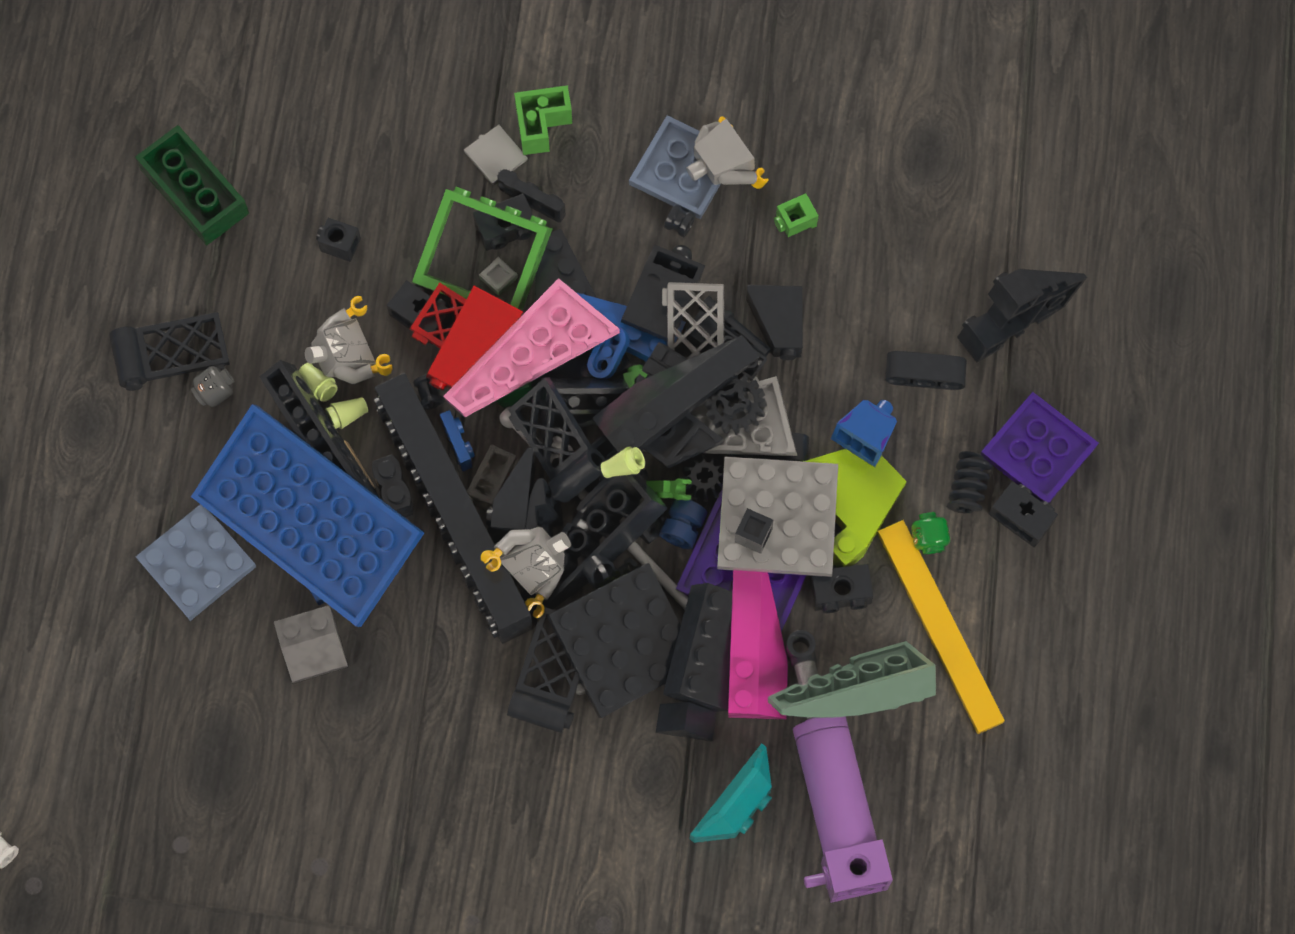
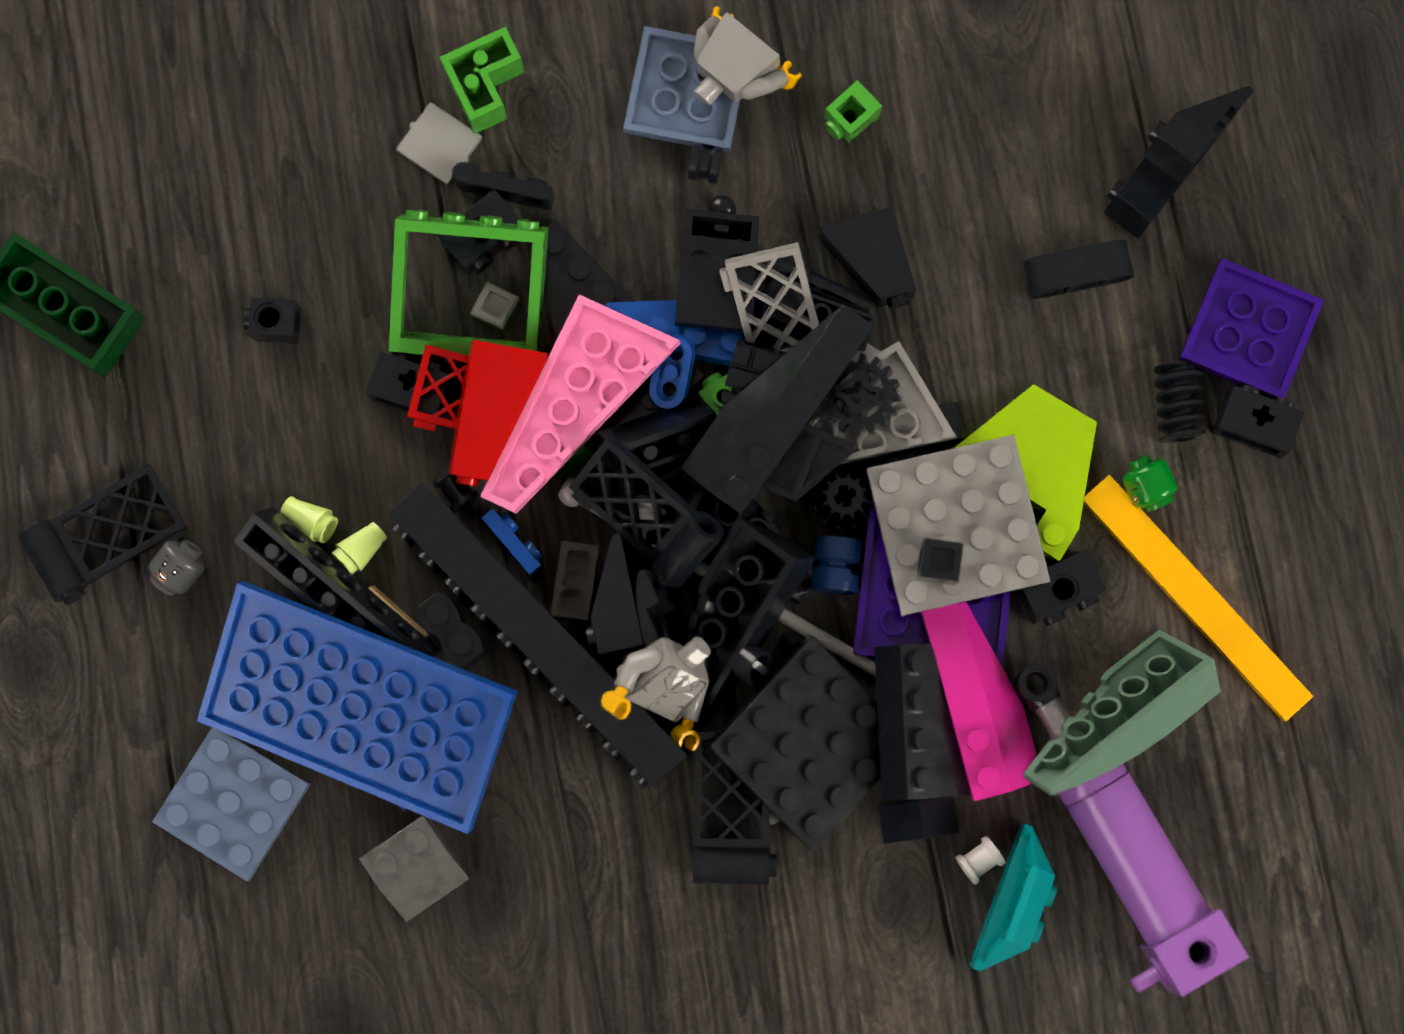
camera: 15 degrees left, 10 degrees up
(343, 348) = (329, 468): light grey torso -> none
(626, 462) = (747, 521): yellowish green cone -> none
(670, 489) = (806, 527): bright green plate -> none
(721, 762) = (980, 860): none -> white bush
(866, 430) = (1031, 373): blue torso -> none

